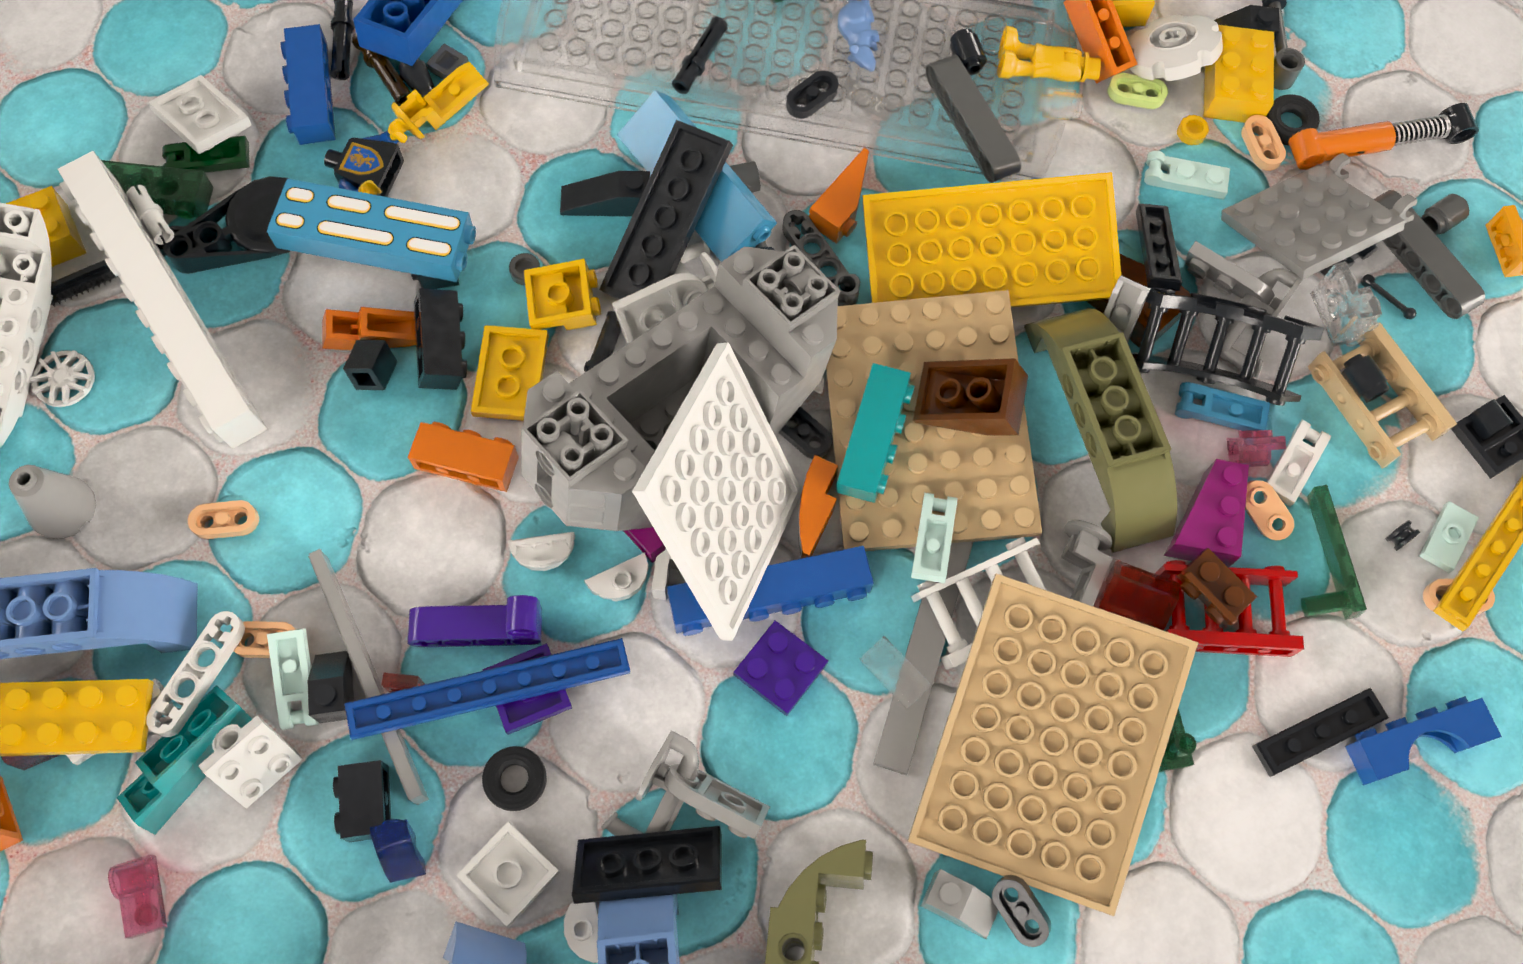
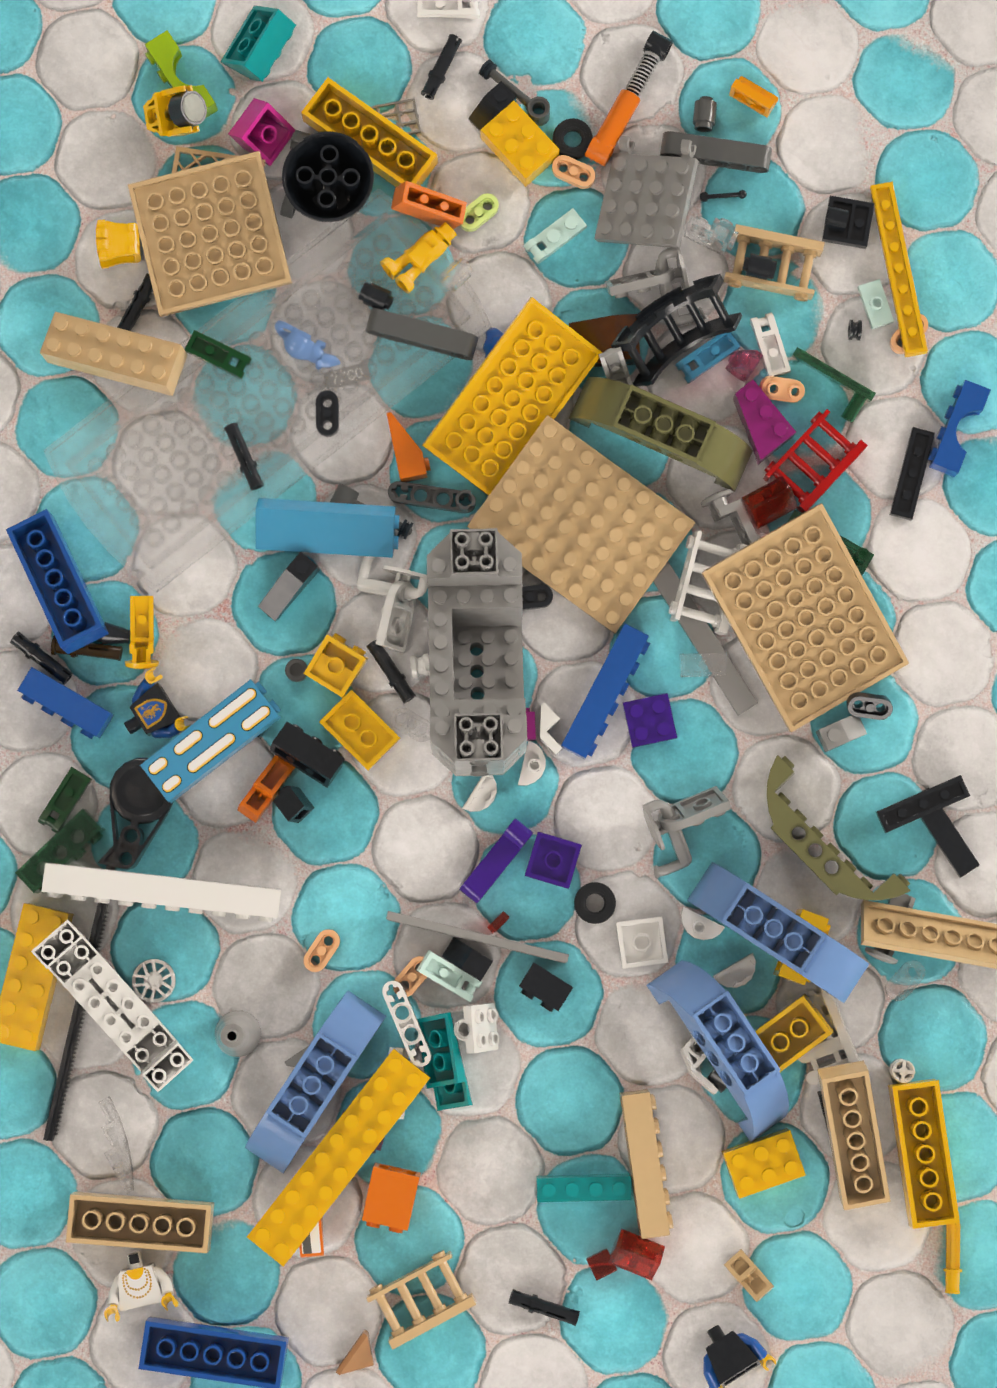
camera: 45 degrees left, 15 degrees up
(140, 895) = (502, 1131): clear pink plate -> none
(150, 214) = (93, 859): white pin -> none
(200, 114) = (35, 782): white plate -> none
(397, 850) = (587, 987): clear blue slope -> none
(445, 61) = (115, 608): dark grey plate -> none
(463, 456) = (391, 793): orange brick -> none
(486, 689) = (540, 879): blue tile -> none
(648, 865) = (698, 869): black tile -> none
(667, 210) = (340, 566): black plate -> none
(719, 491) = (547, 678): white plate -> none
(815, 504) = (578, 628): orange slope -> none
(874, 432) = (569, 564): teal brick -> none
(934, 539) = (653, 584): light aqua plate -> none
(972, 396) = (593, 494): reddish brown slope -> none
(1158, 247) = (588, 302): black tile -> none
(1175, 47) = (472, 167): white piece -> none
(1192, 130) = (529, 203): yellow tile -> none
(1215, 587) = (800, 460): reddish brown bracket -> none

